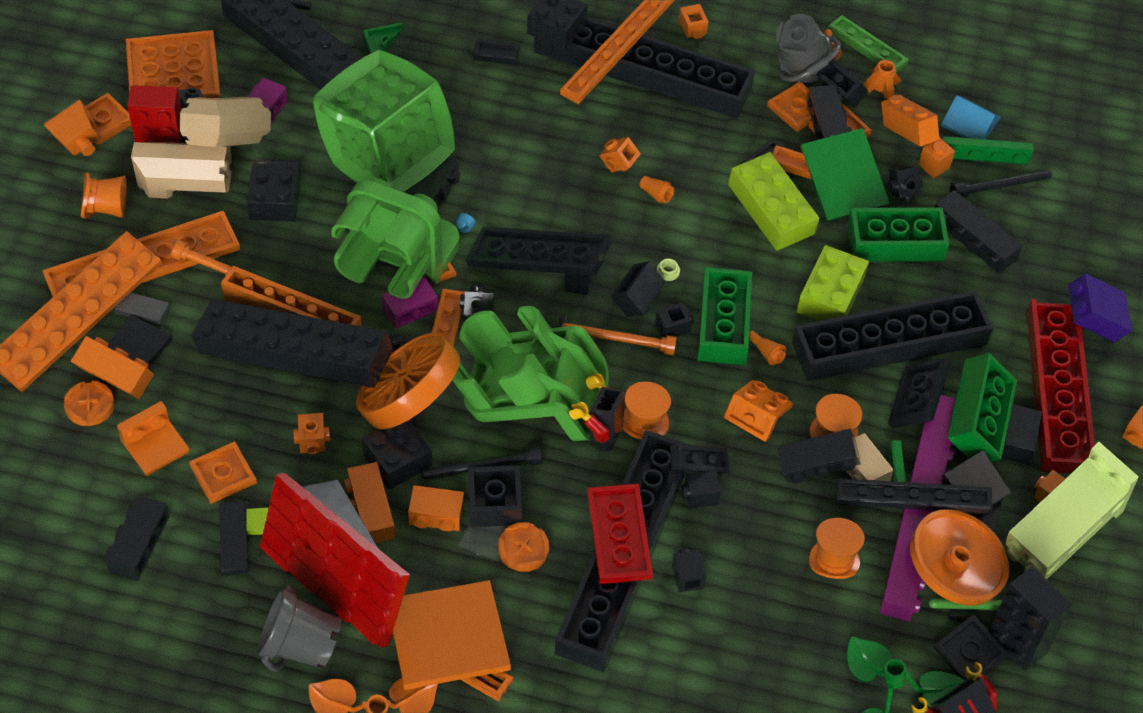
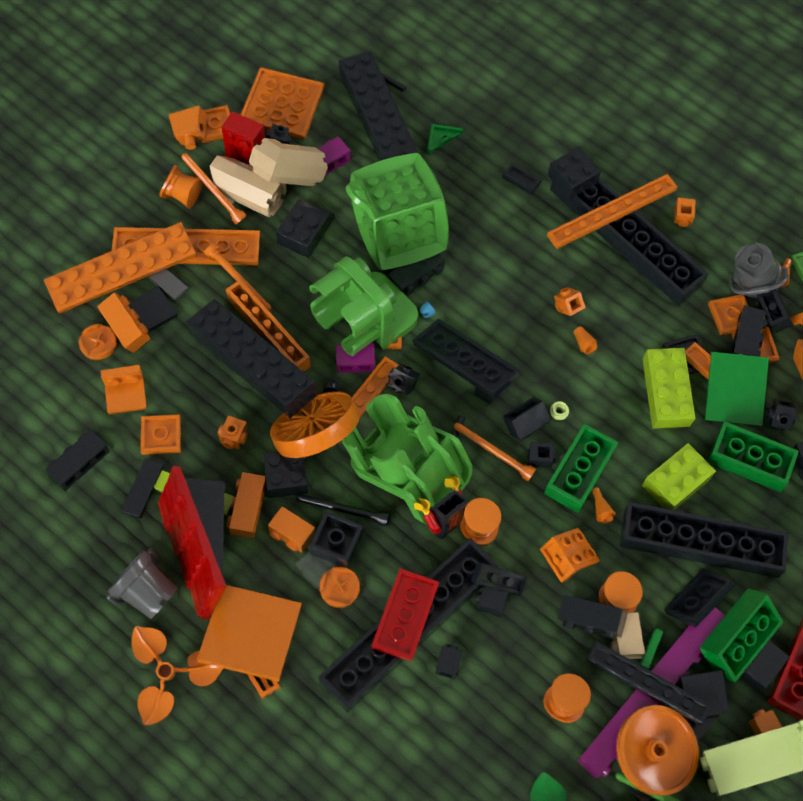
camera: 25 degrees right, 10 degrees up
(185, 204) = (236, 214): none -> orange piece

